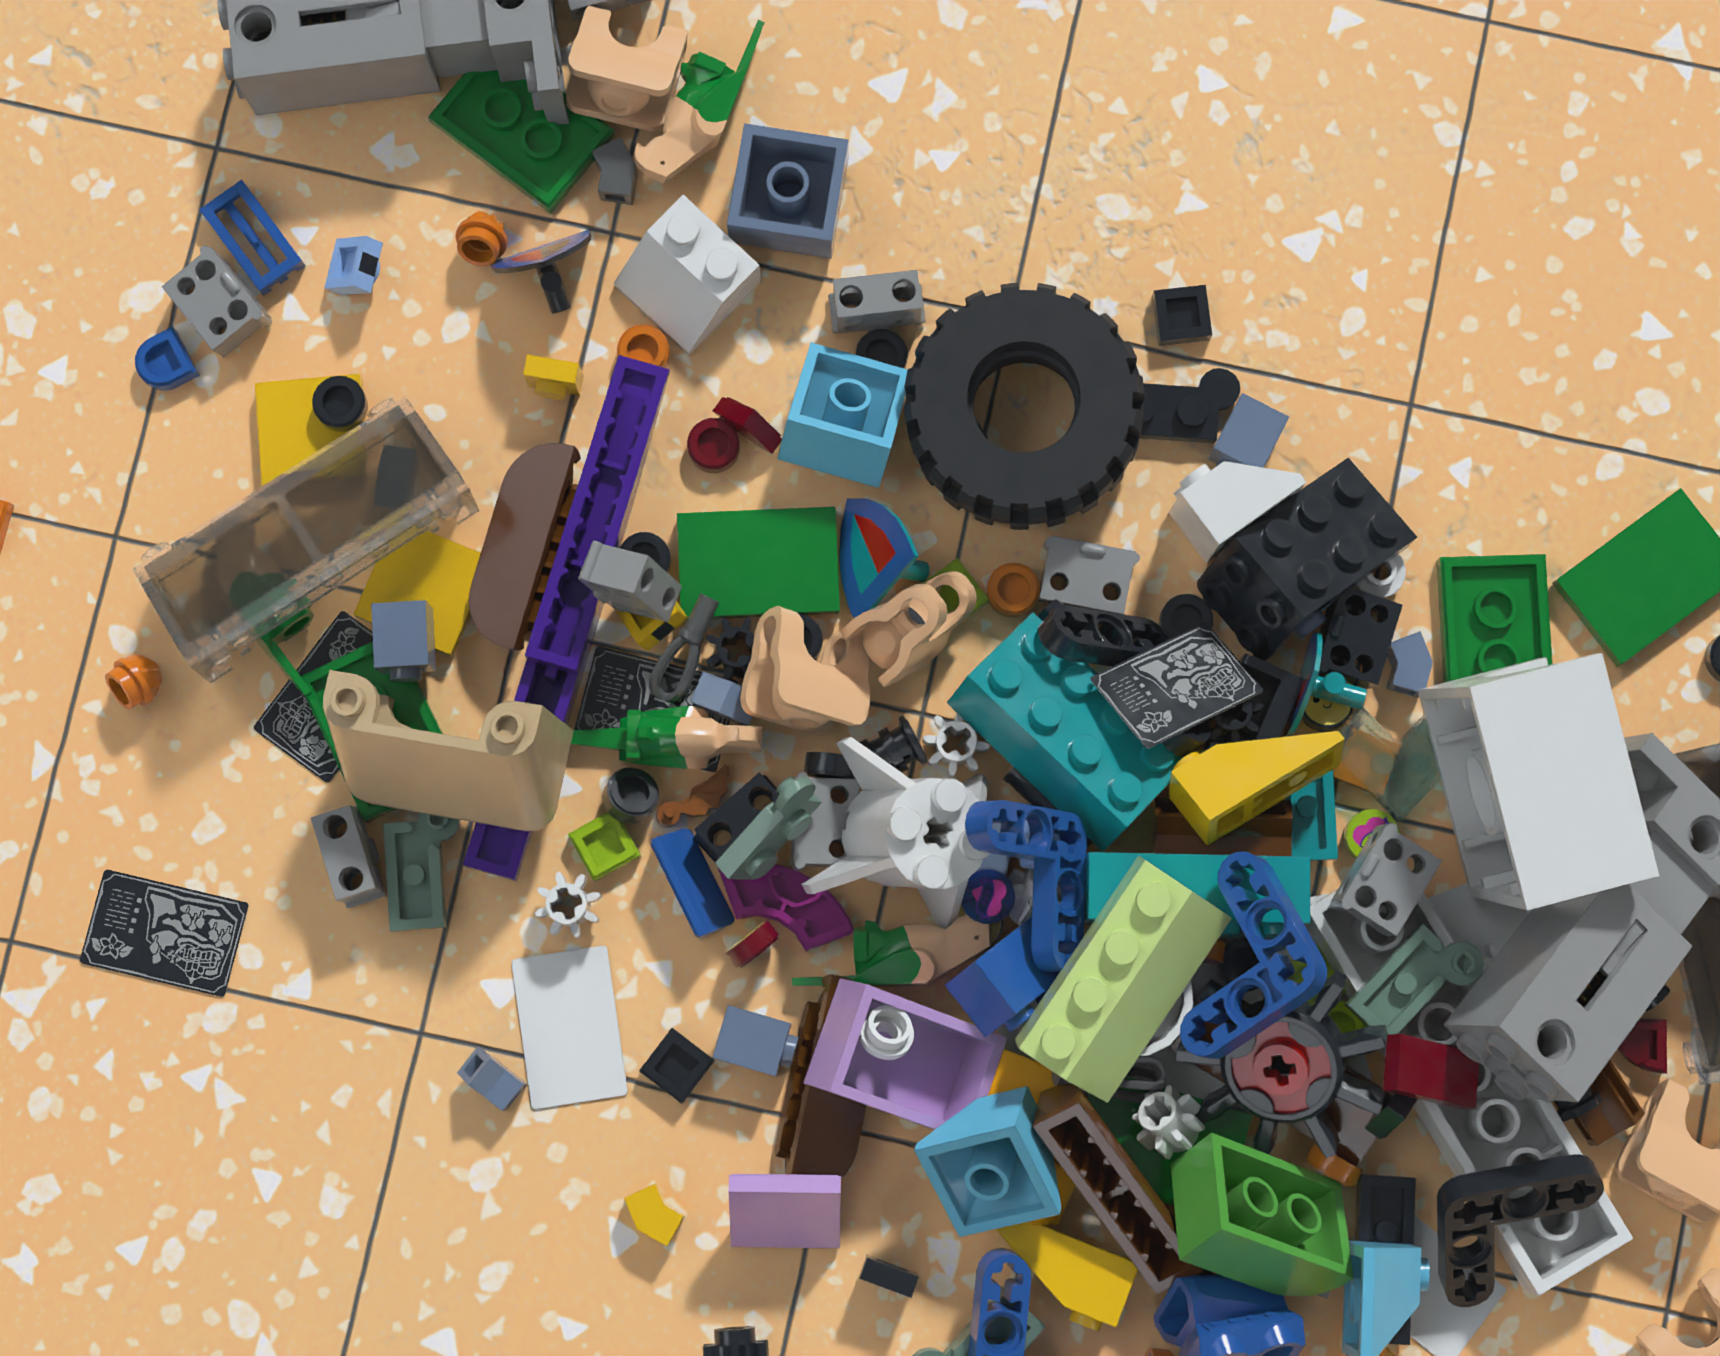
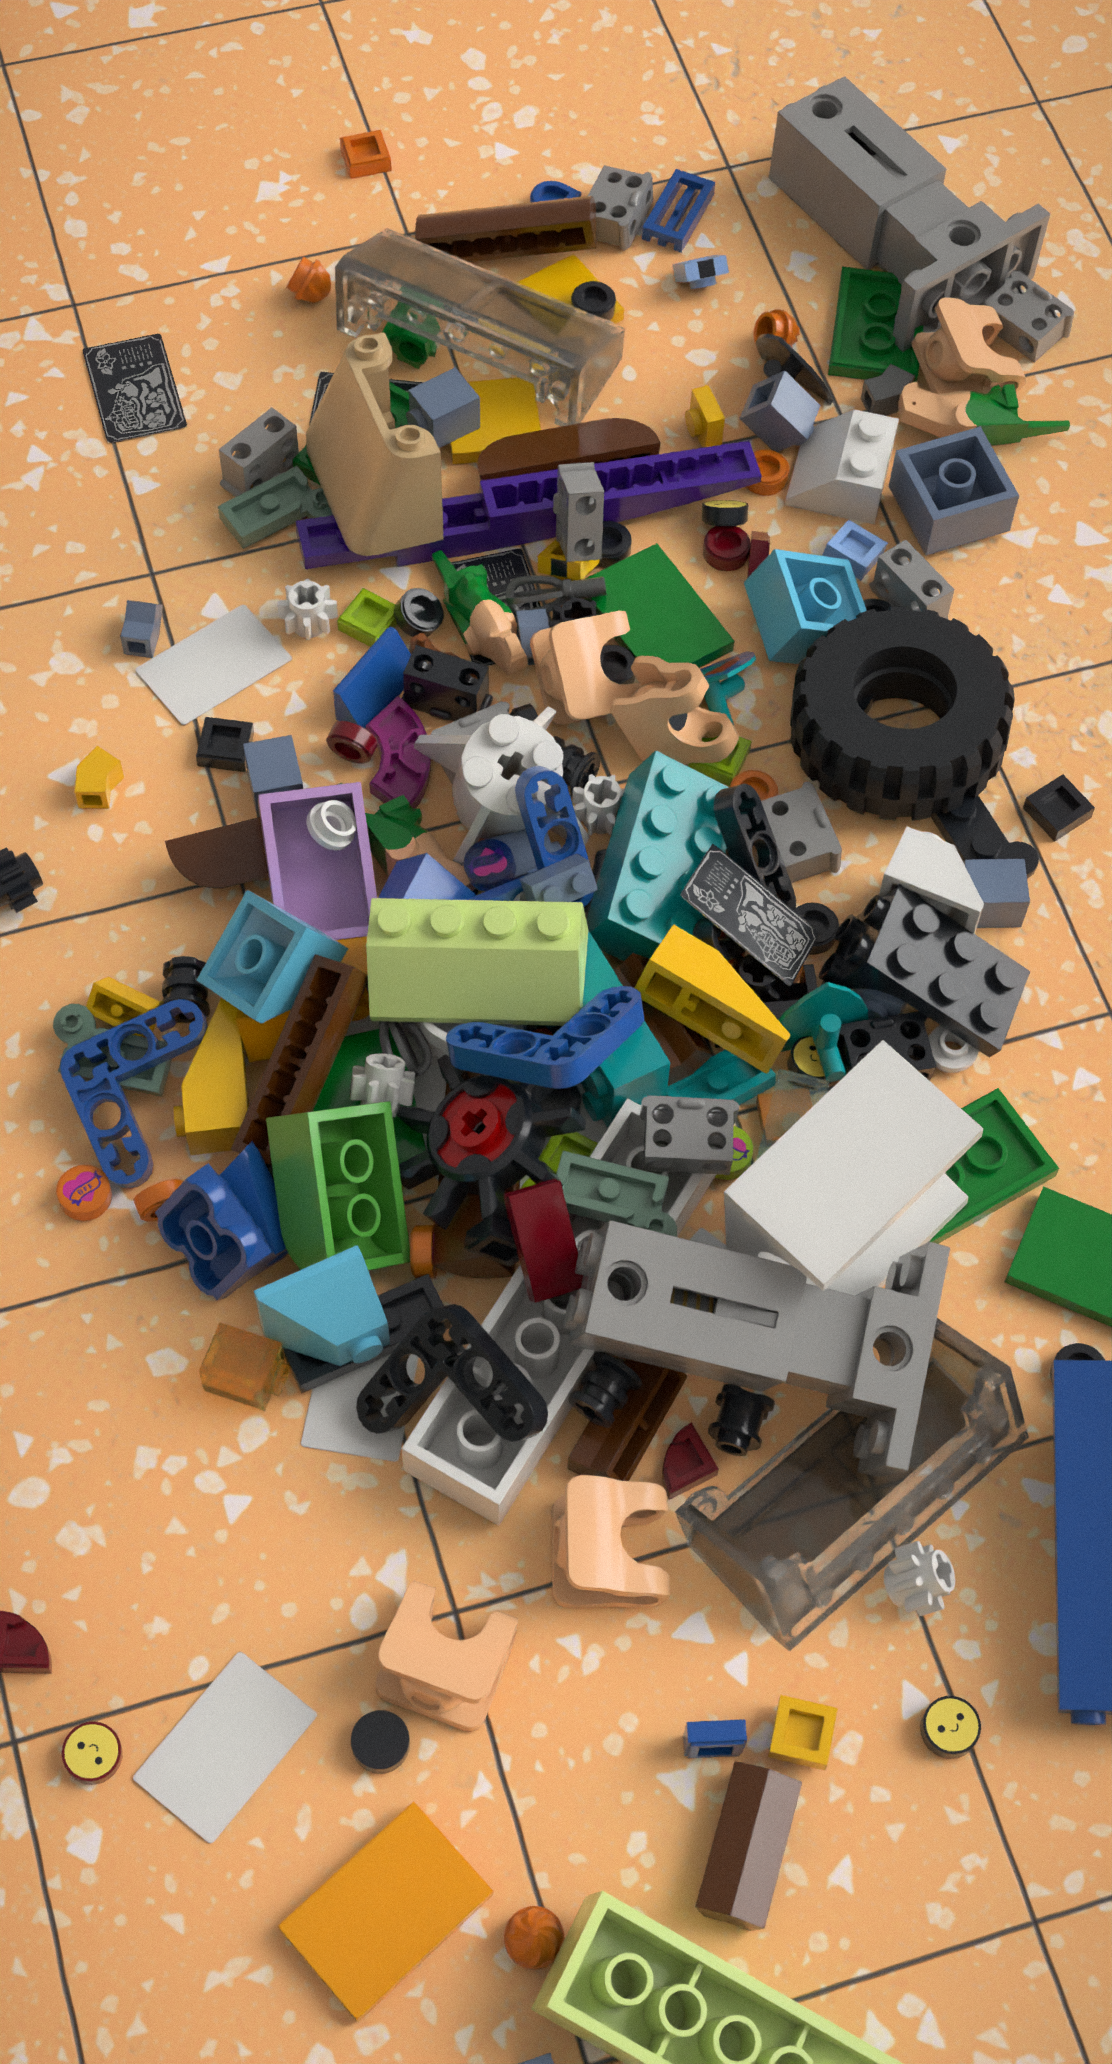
camera: 60 degrees right, 20 degrees down
(191, 438) = (511, 229): none -> reddish brown brick
(594, 300) = (780, 412): none -> sand blue brick
(679, 425) = (725, 512): none -> black tile
(756, 846) = (448, 691): sand green hinge -> none
(785, 1210) = (148, 850): lavender tile -> none
(794, 325) = (857, 546): none -> light blue plate
(888, 1276) = (137, 957): black tile -> none
(933, 1313) = (118, 1002): none -> yellow piece
(945, 1247) = (182, 983): none -> black bush
(1074, 855) = (560, 881): none -> sand blue piece

